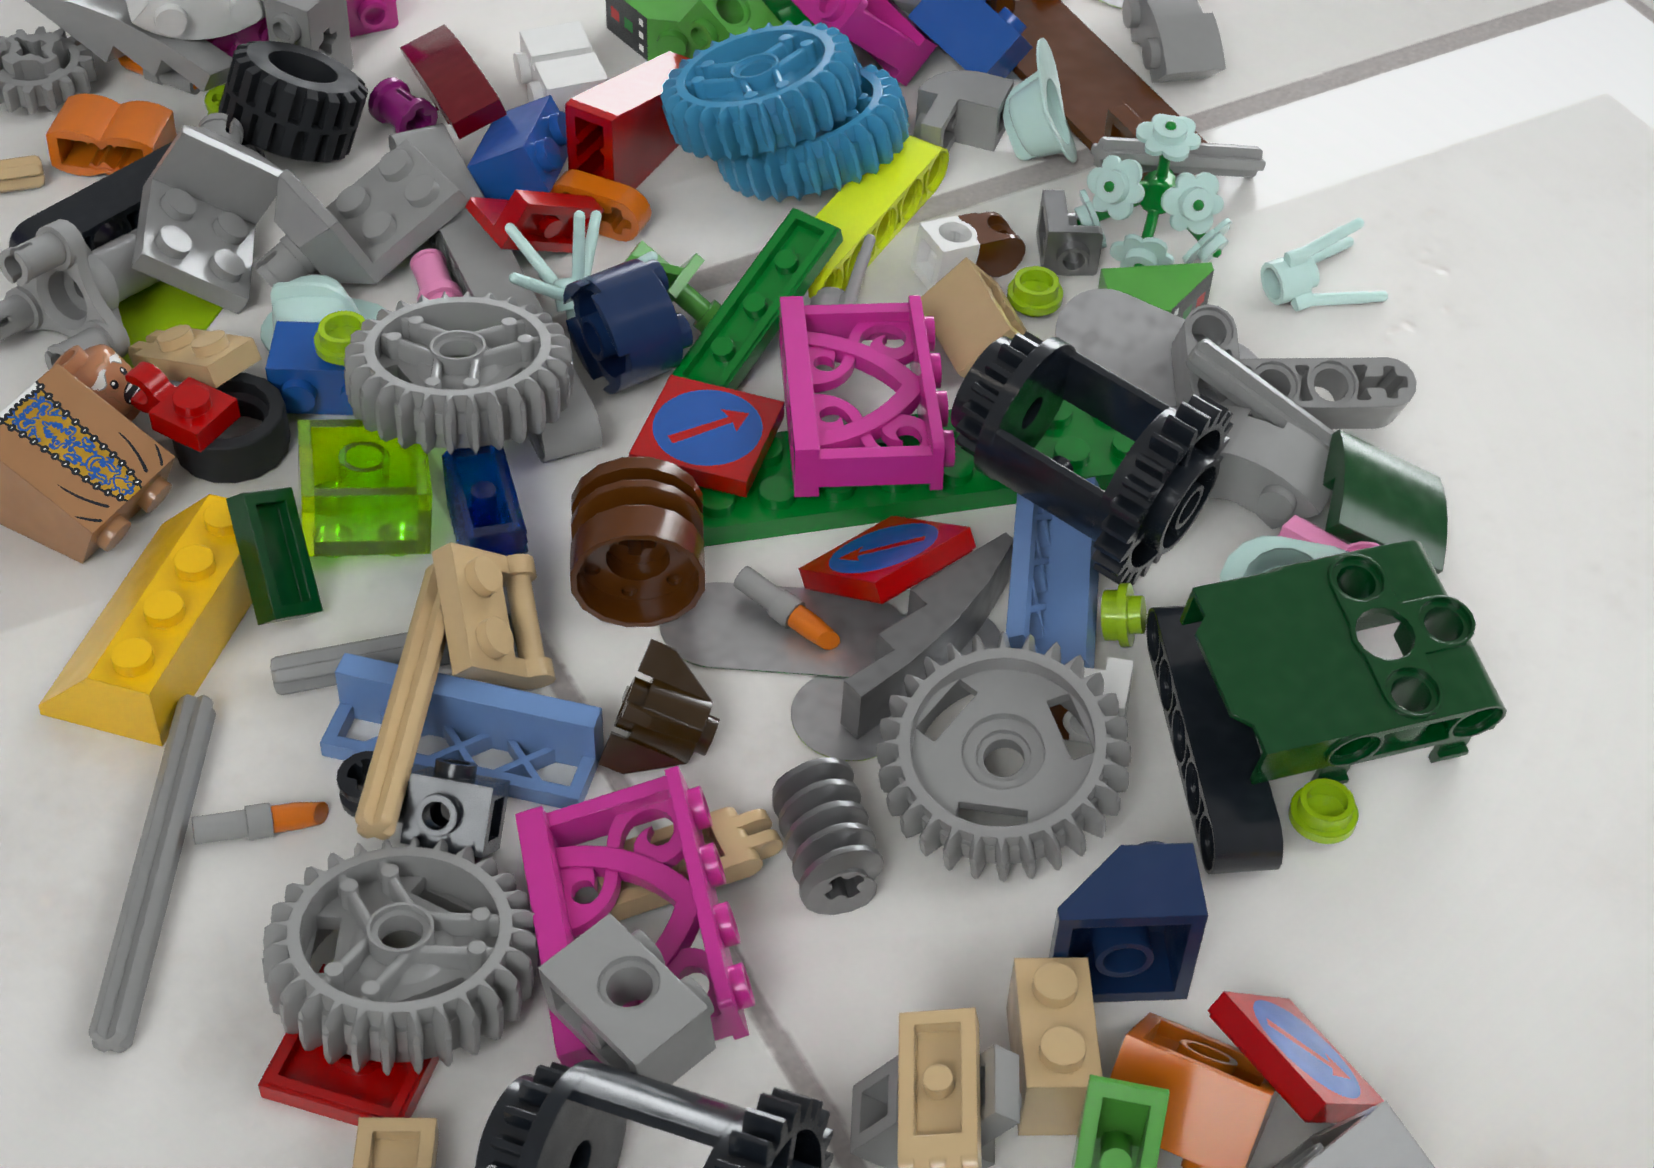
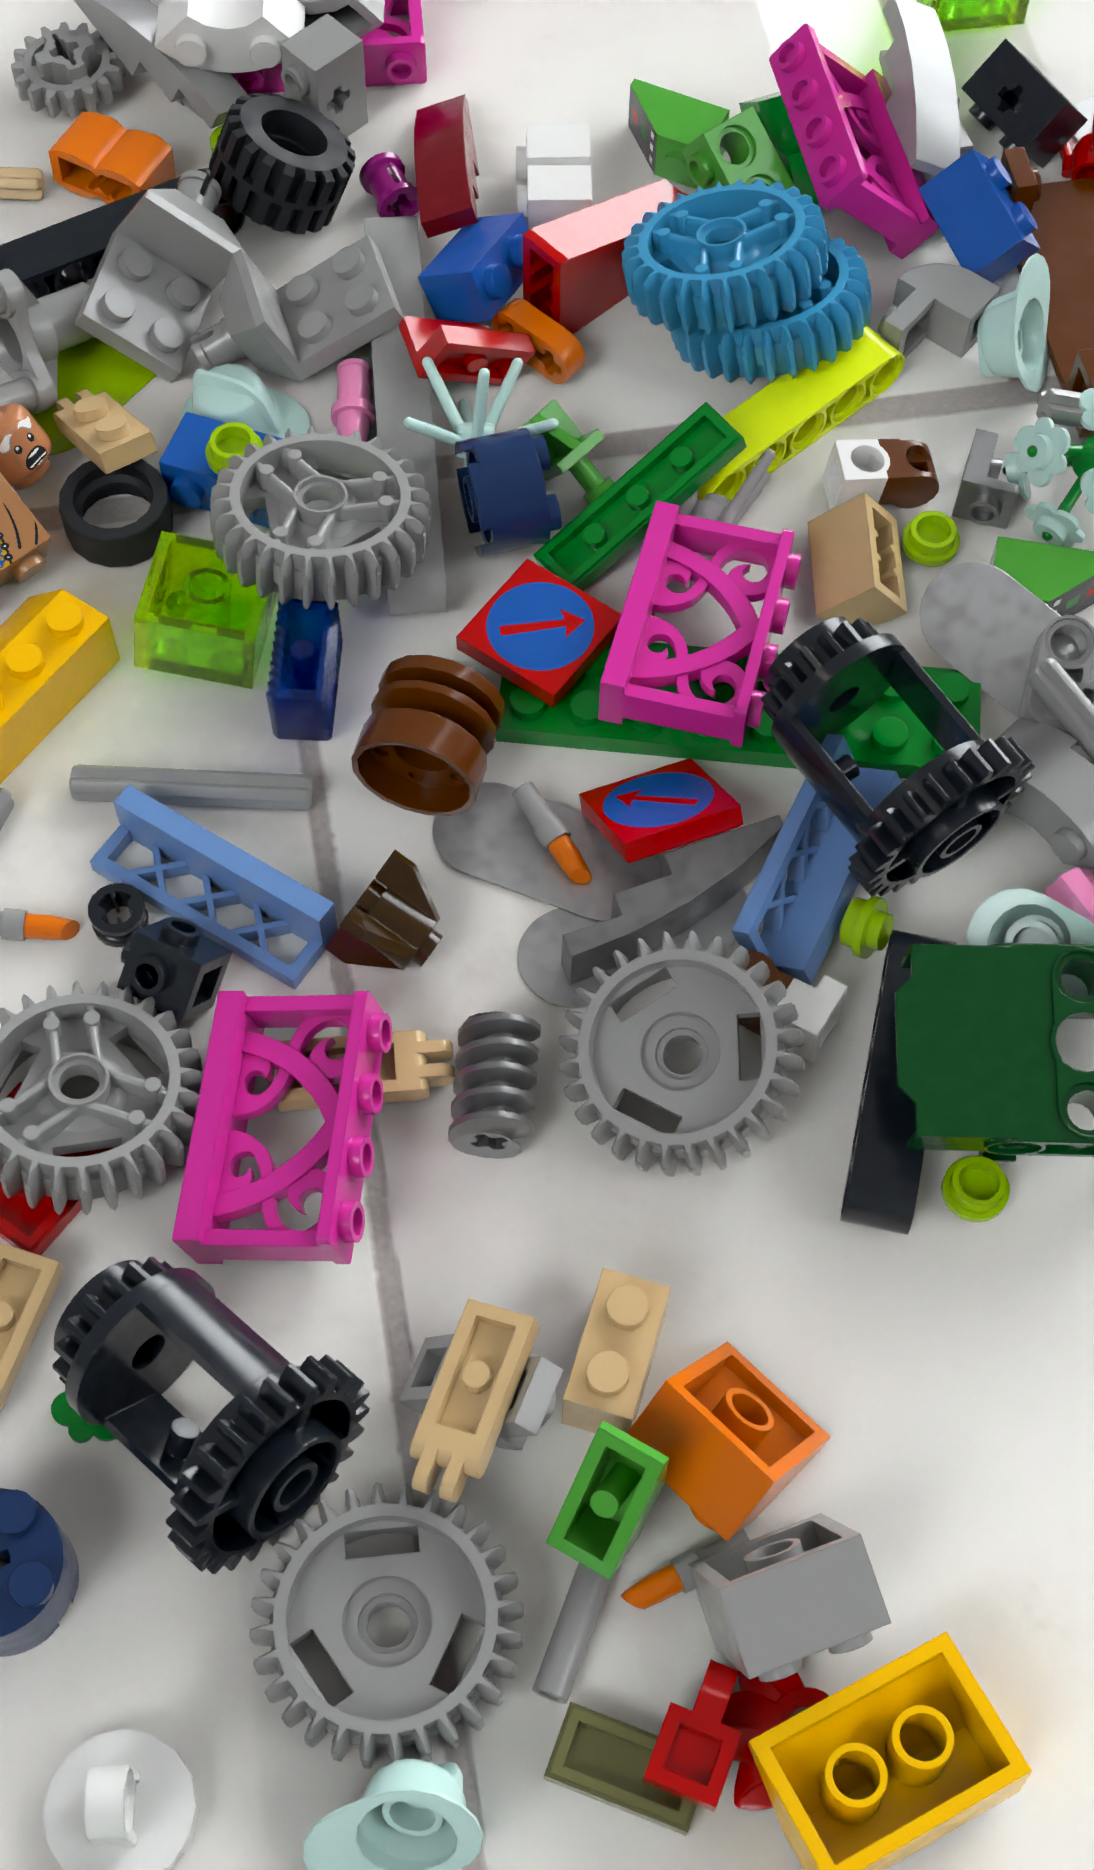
camera: 20 degrees right, 15 degrees up
(186, 413) = (72, 493): red plate -> none
(274, 555) = (101, 666): dark green tile -> none
(404, 716) = (162, 853): tan axle -> none
(478, 621) = (252, 781): tan plate -> none
(612, 967) = (211, 1190): light grey brick -> none
(1136, 923) = (727, 1262): dark blue slope -> none
(1293, 1057) = (830, 1440): red tile -> none

